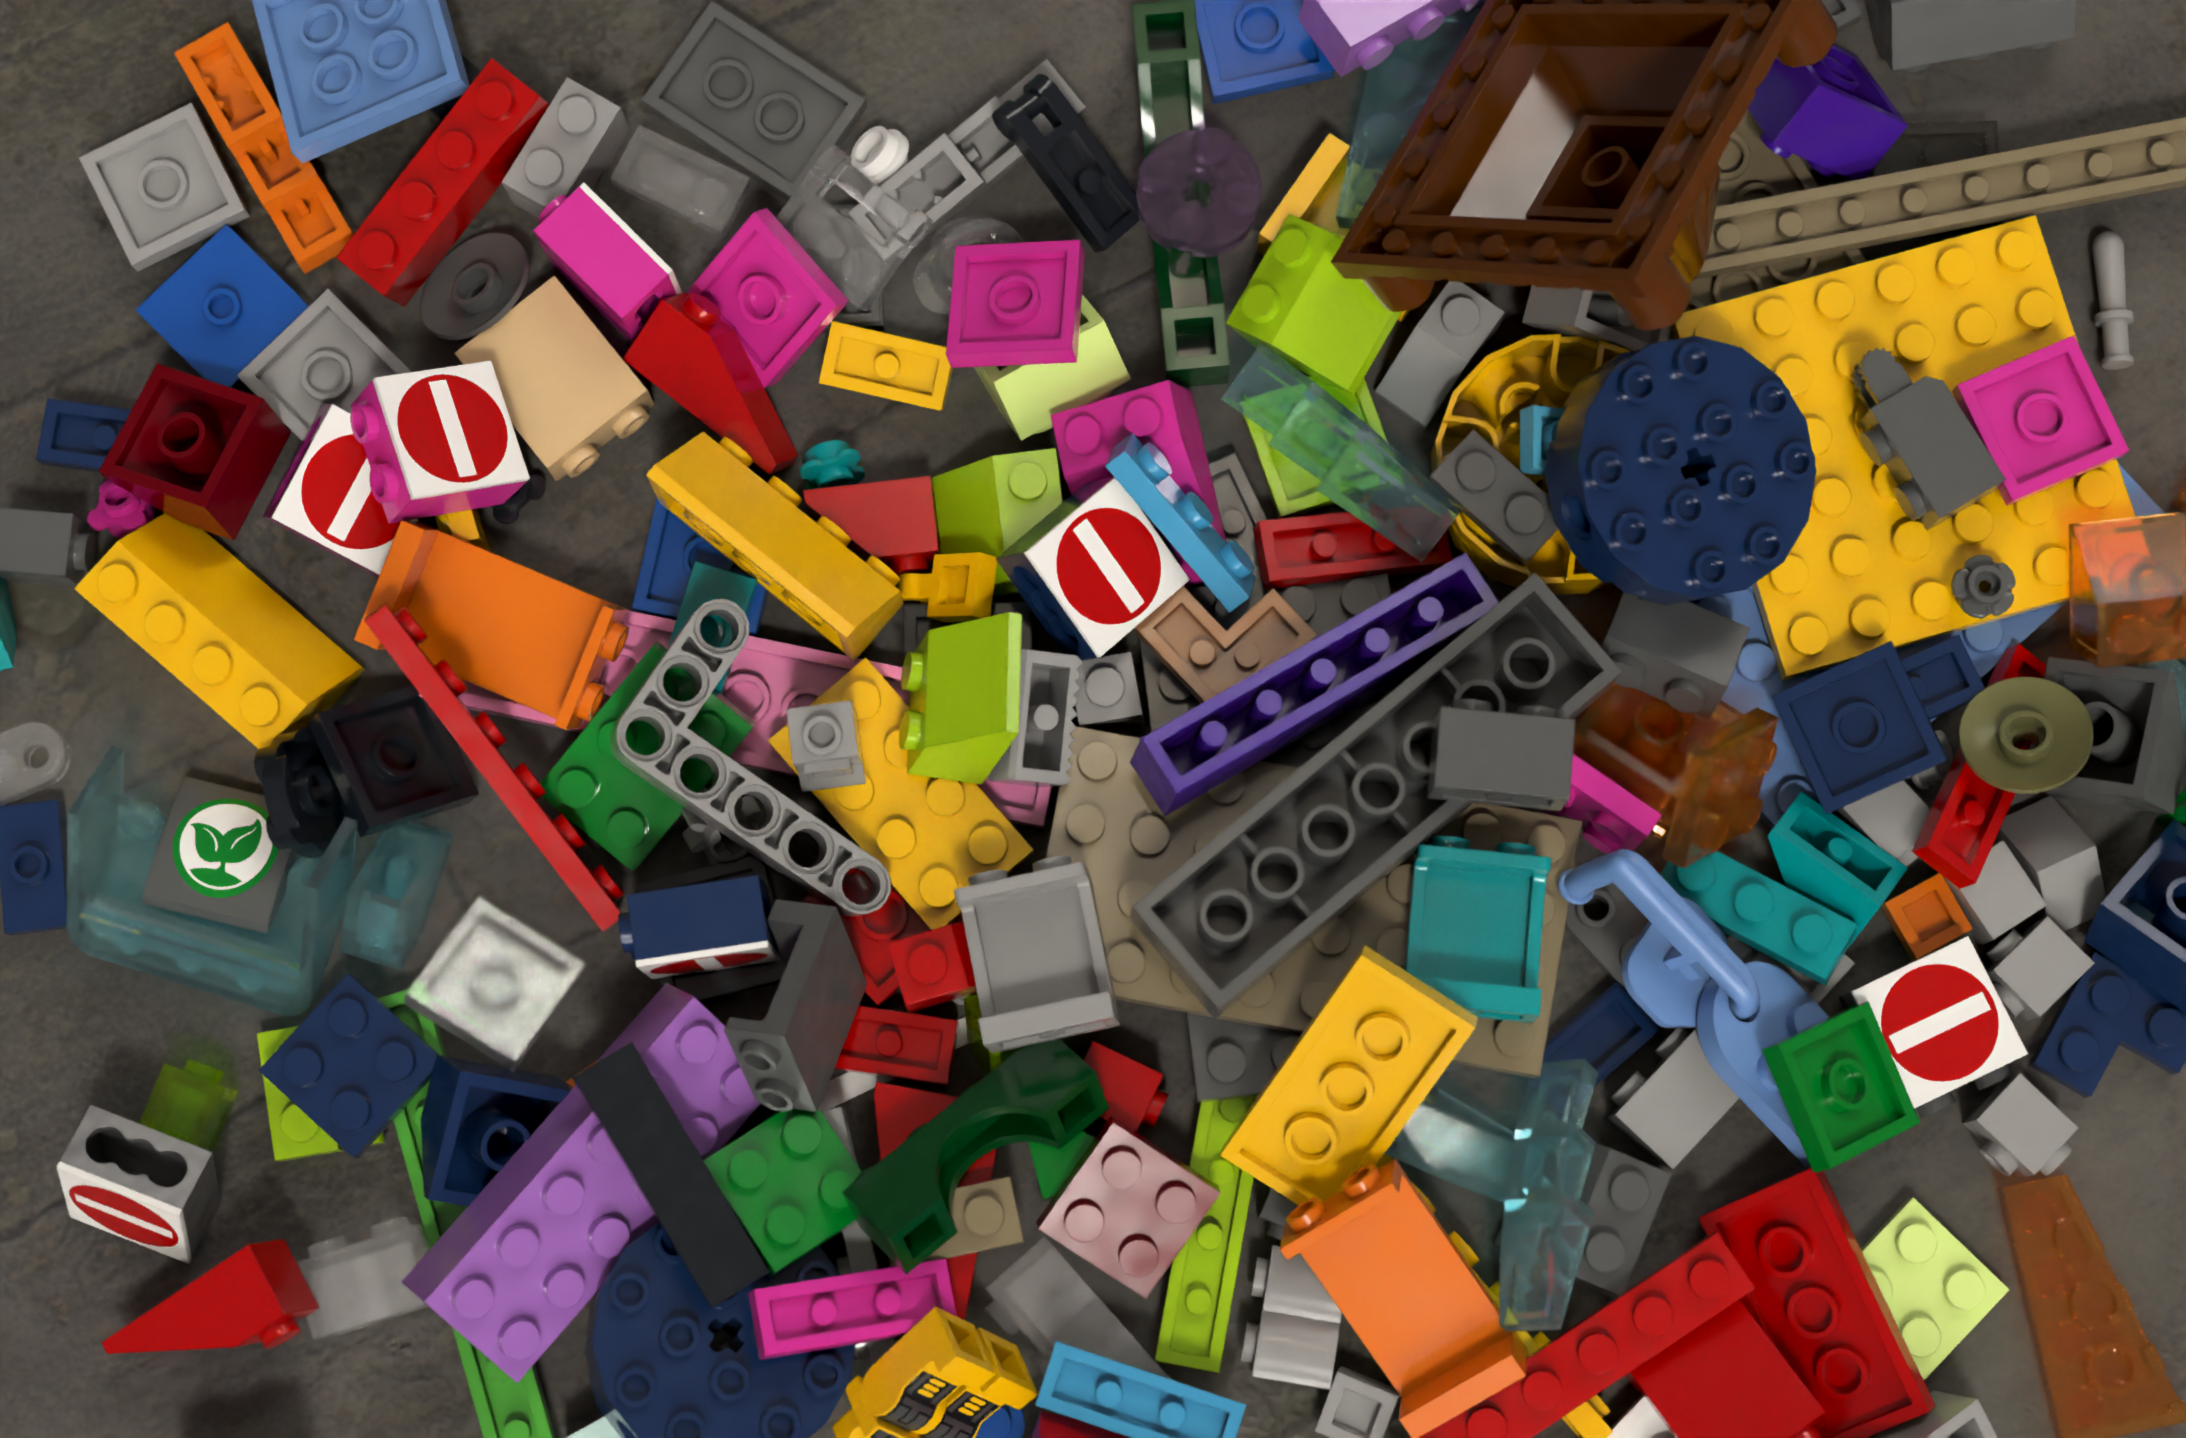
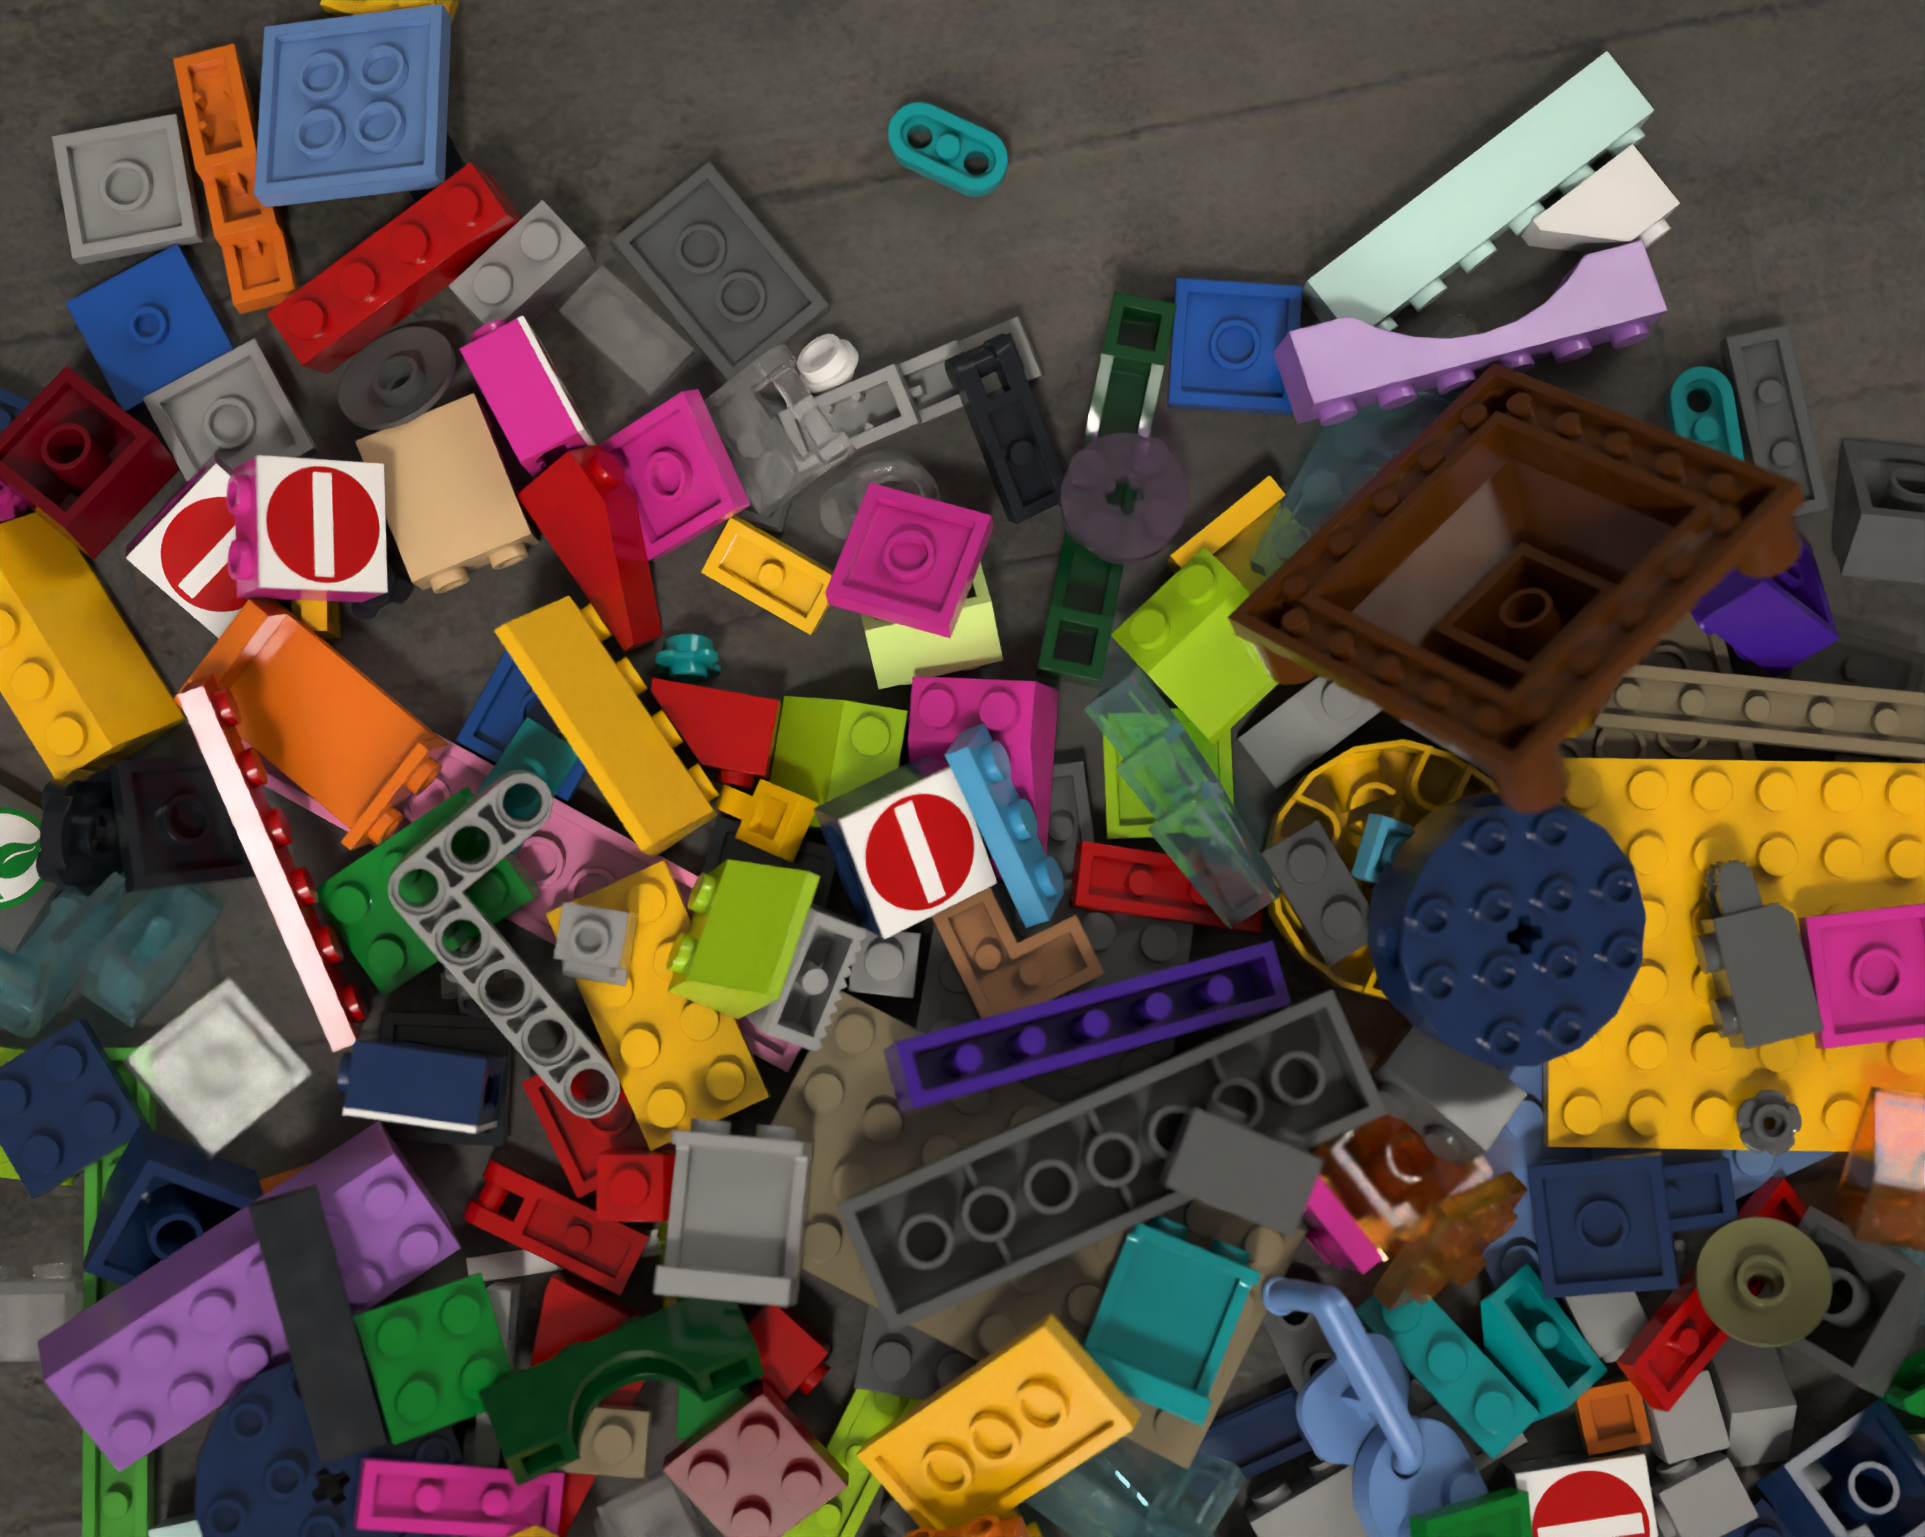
camera: 15 degrees right, 5 degrees up
(801, 1038) = (502, 1200): dark grey panel -> none

